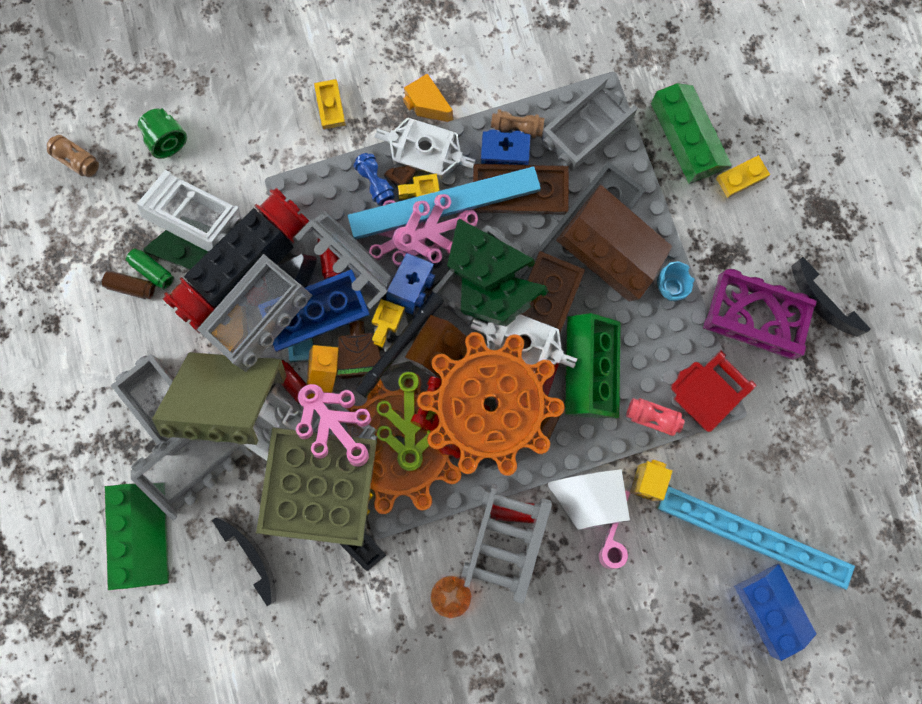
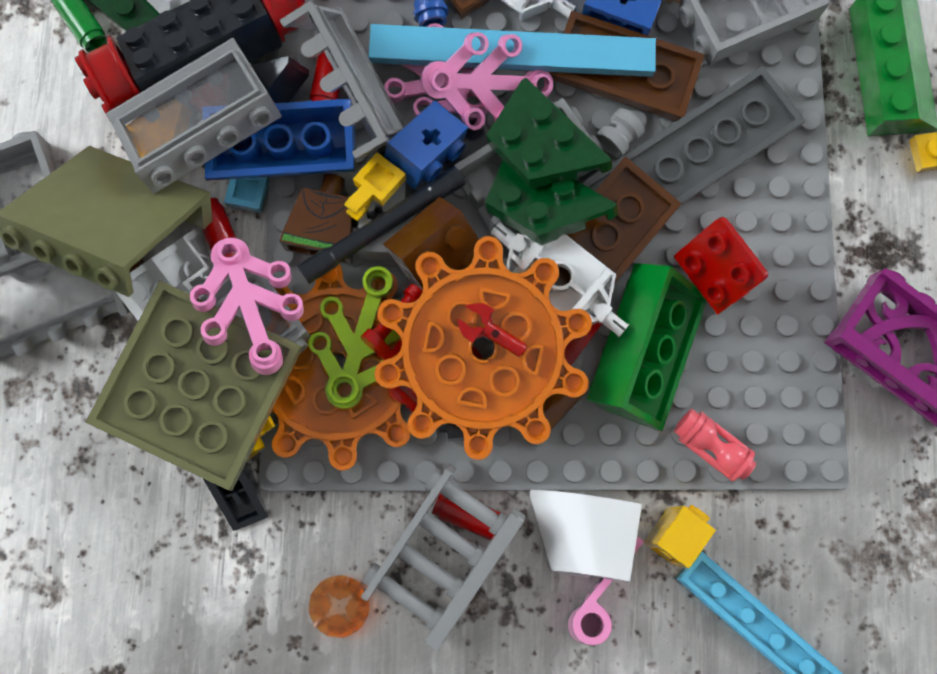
camera: 15 degrees right, 0 degrees up
(128, 285) = (41, 31): reddish brown piece -> none
(266, 585) = (86, 503): black slope -> none
(322, 368) = (265, 223): light orange slope -> none
(422, 185) = (488, 18): yellow plate -> none
(492, 391) = (491, 330): none -> red bar
(530, 235) = (621, 131): none -> light grey wheel
(615, 244) = (736, 172): reddish brown slope -> none
(622, 302) = (721, 265): none -> red bracket
(675, 281) = (806, 262): medium azure hair -> none
(707, 394) = (800, 437): red piece -> none

